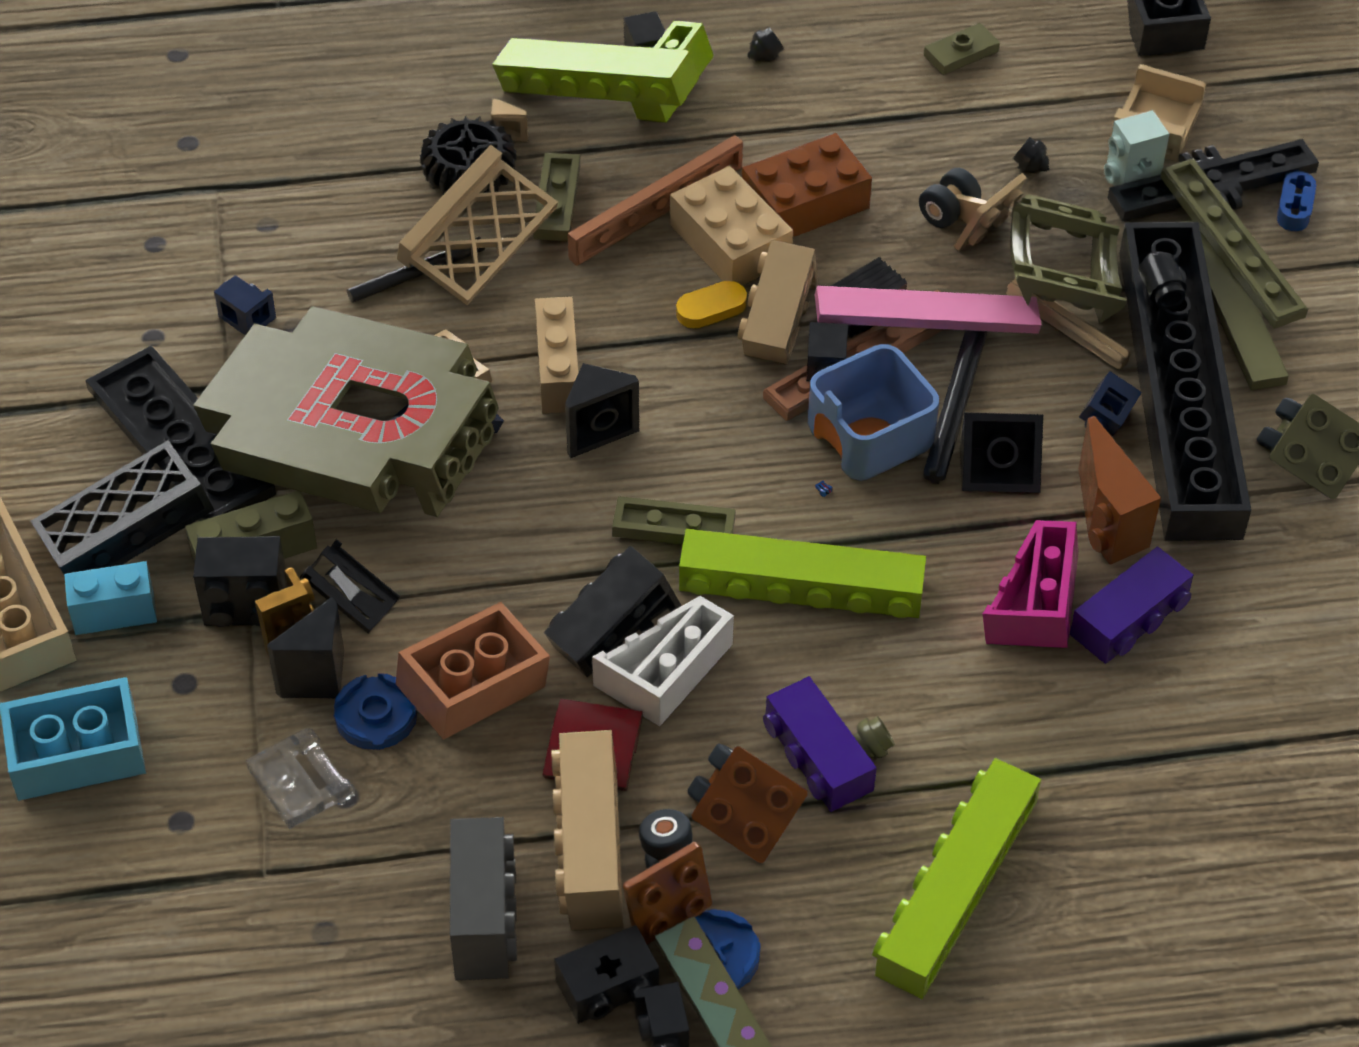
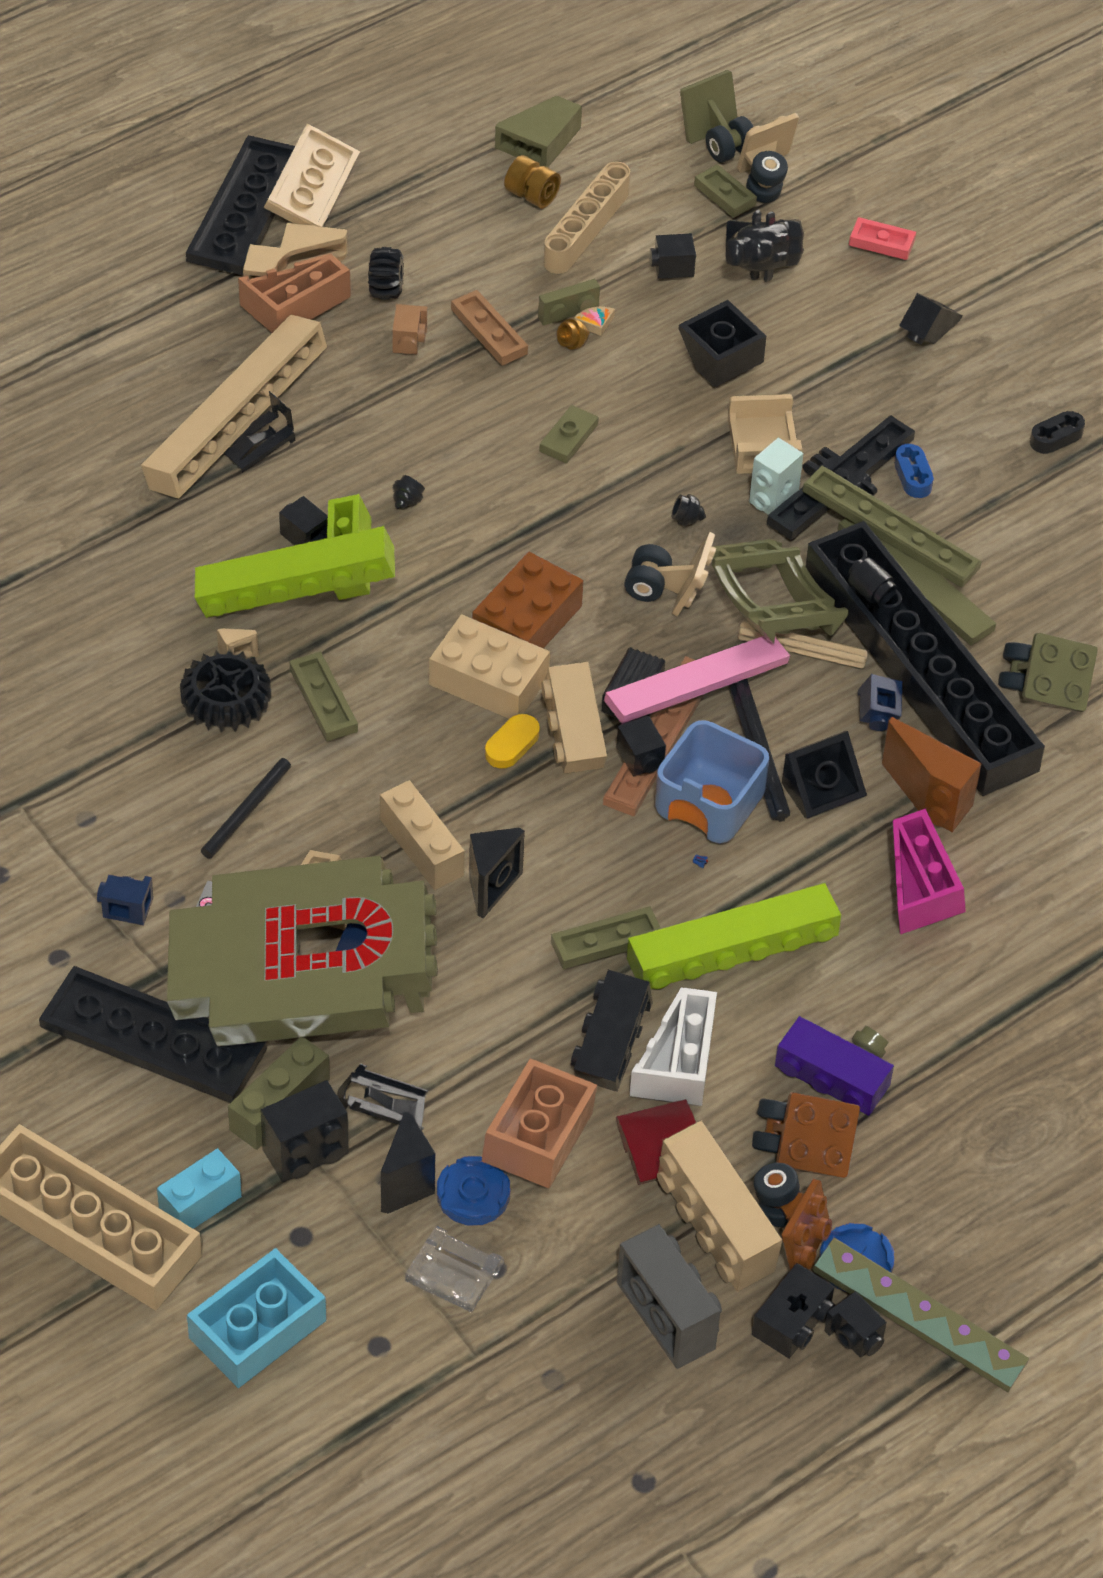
camera: 30 degrees left, 0 degrees up
(130, 530) = (177, 1137): black fence -> none
(285, 607) = (364, 1143): pearl gold bracket -> none
(449, 212) = (254, 750): tan fence -> none
(649, 202) = (410, 668): nougat tile -> none
(956, 879) = (998, 1123): lime brick -> none
(1132, 605) = (995, 857): dark purple brick -> none

